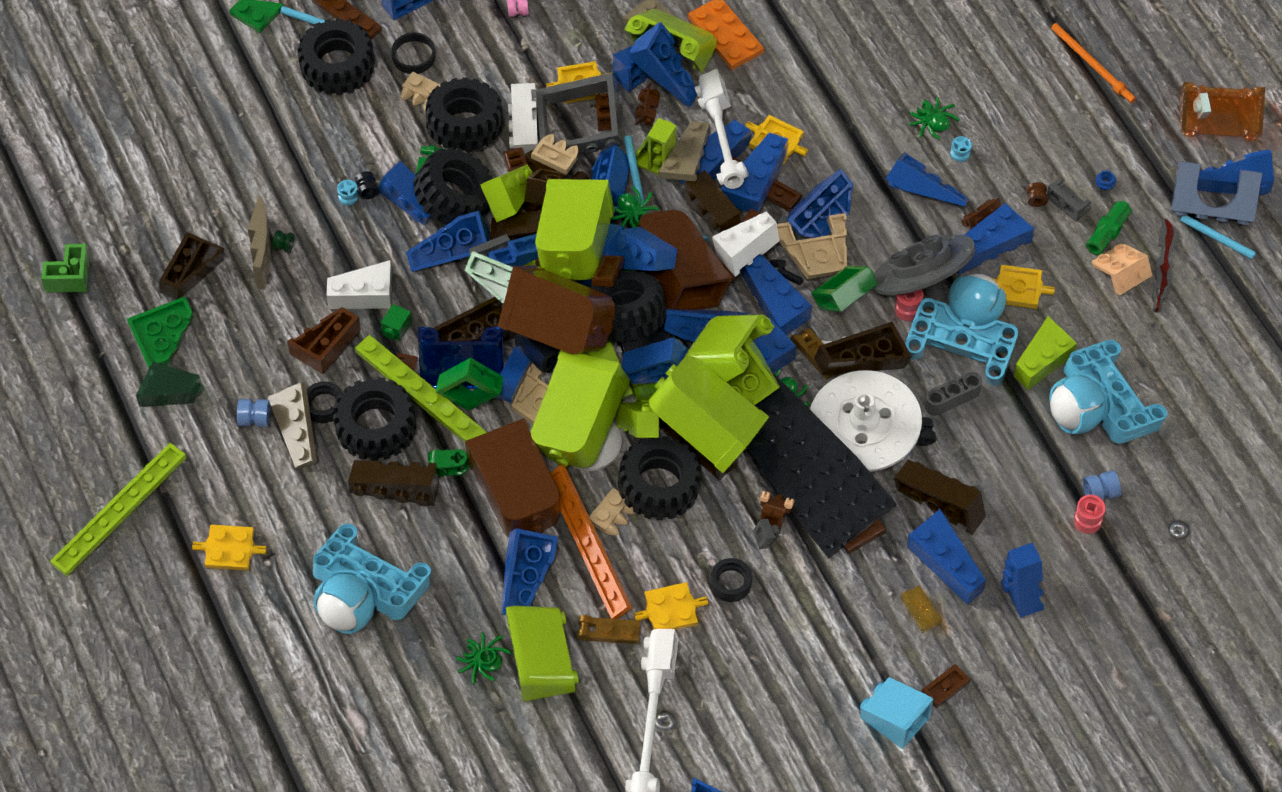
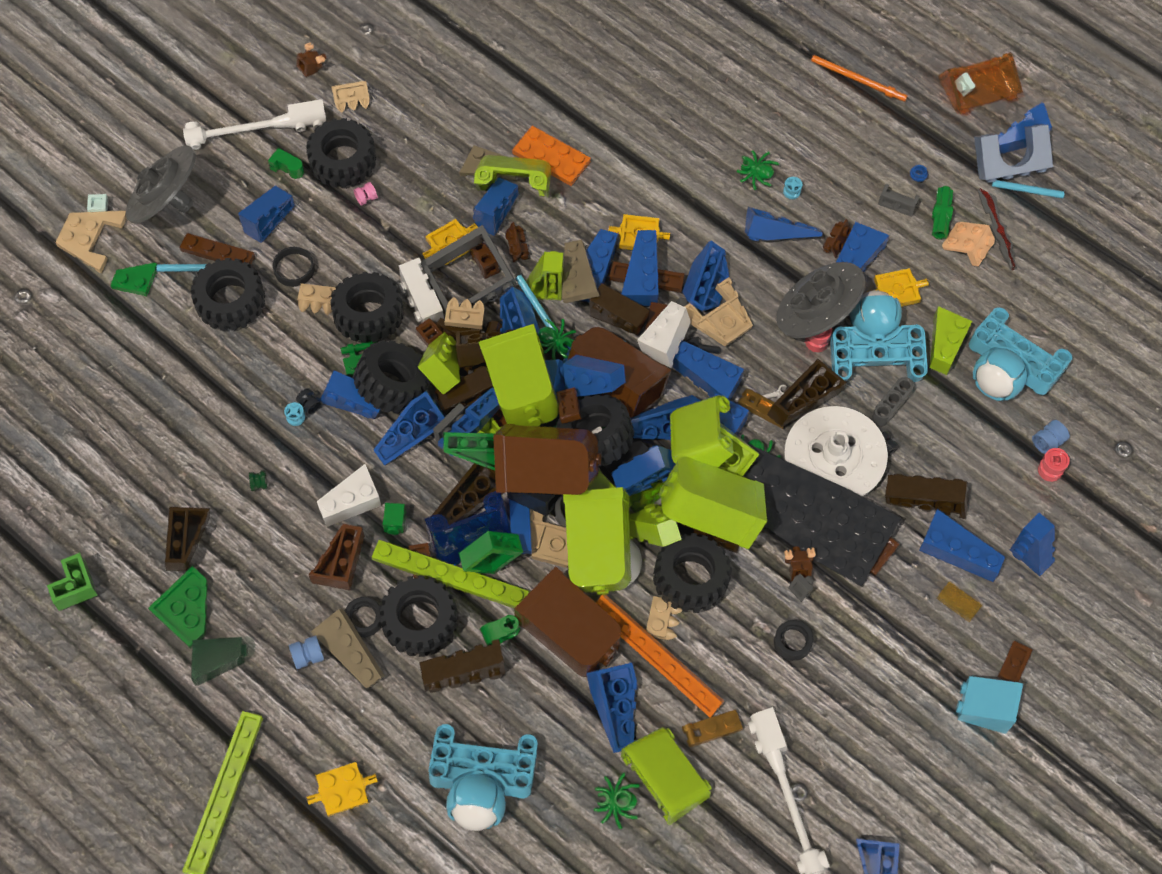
camera: 25 degrees left, 5 degrees up
(260, 244) = (240, 491): dark tan slope -> none
(658, 59) = (515, 200): blue wedge -> none
(671, 607) = (755, 686): yellow plate -> none
(715, 99) = (574, 217): white bar -> none
(844, 288) = (750, 355): green window -> none
(1037, 194) = (872, 204): reddish brown wheel -> none

